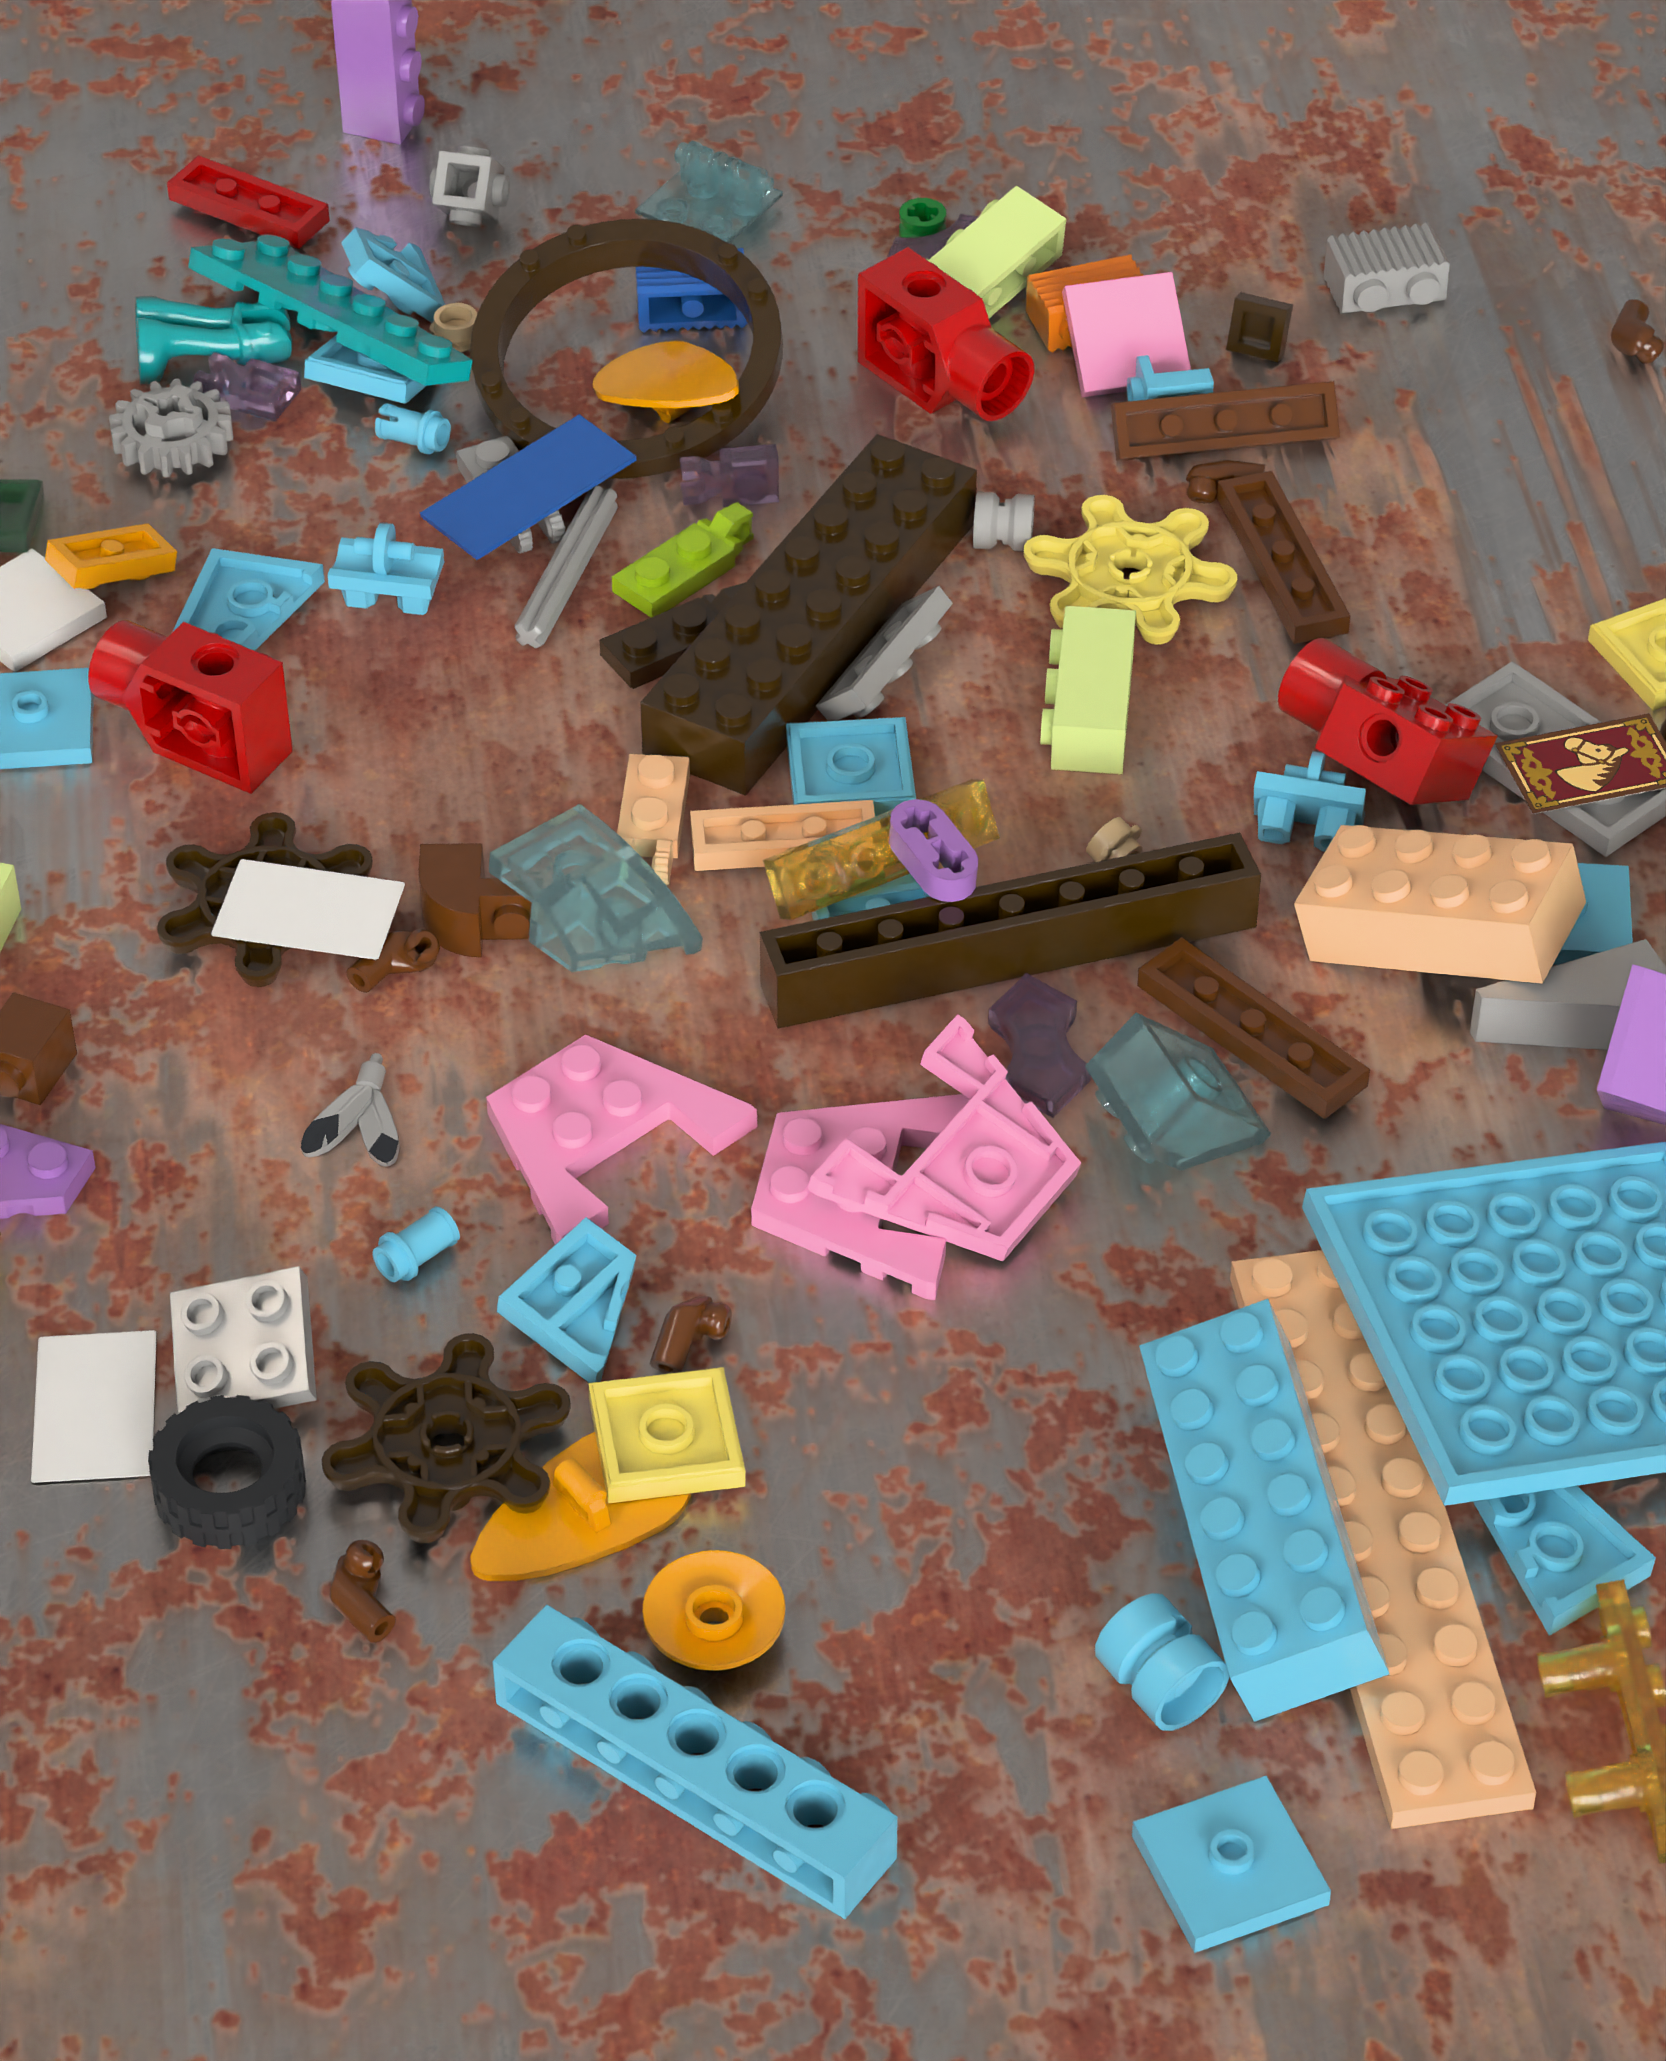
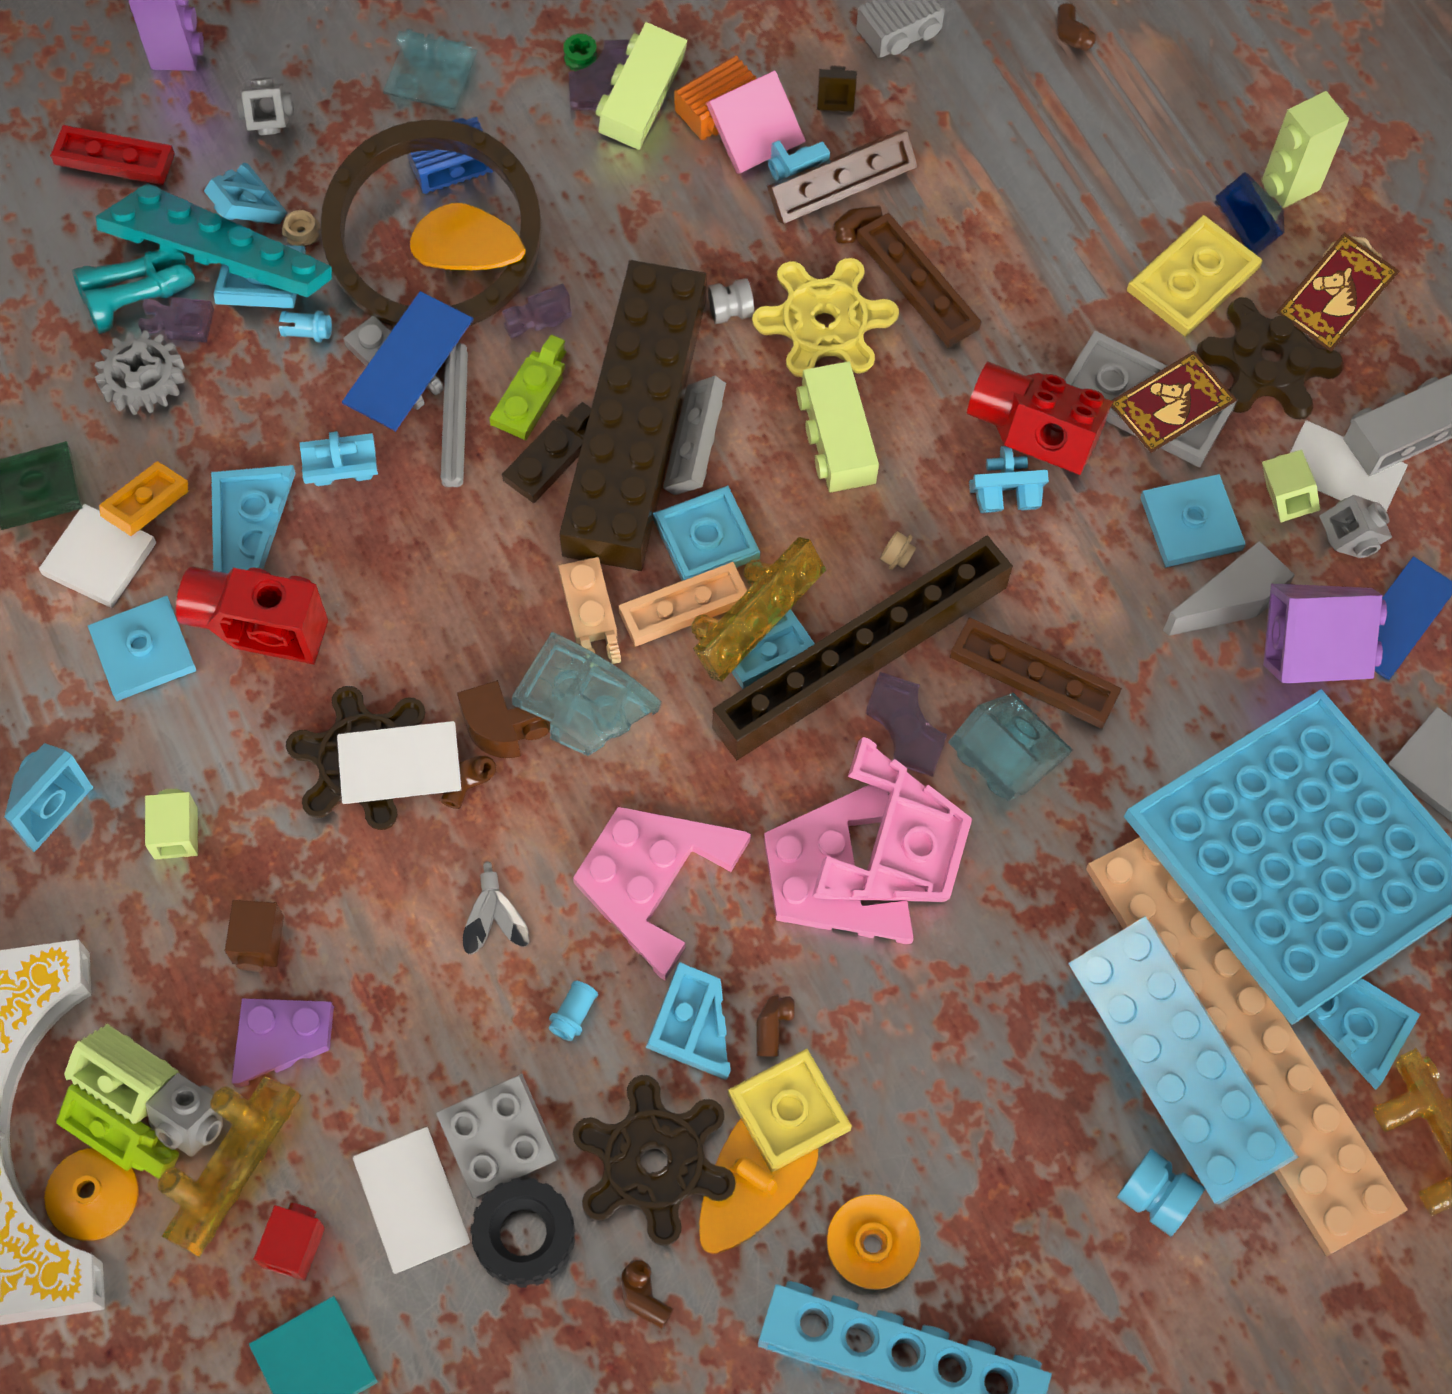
camera: 20 degrees left, 20 degrees up
(923, 855) = (805, 611): medium lavender beam -> none
(936, 339) = (637, 164): red brick -> none
(1230, 1864) = (1247, 1320): medium azure plate -> none
(1441, 903) = (1128, 552): light nougat brick -> none

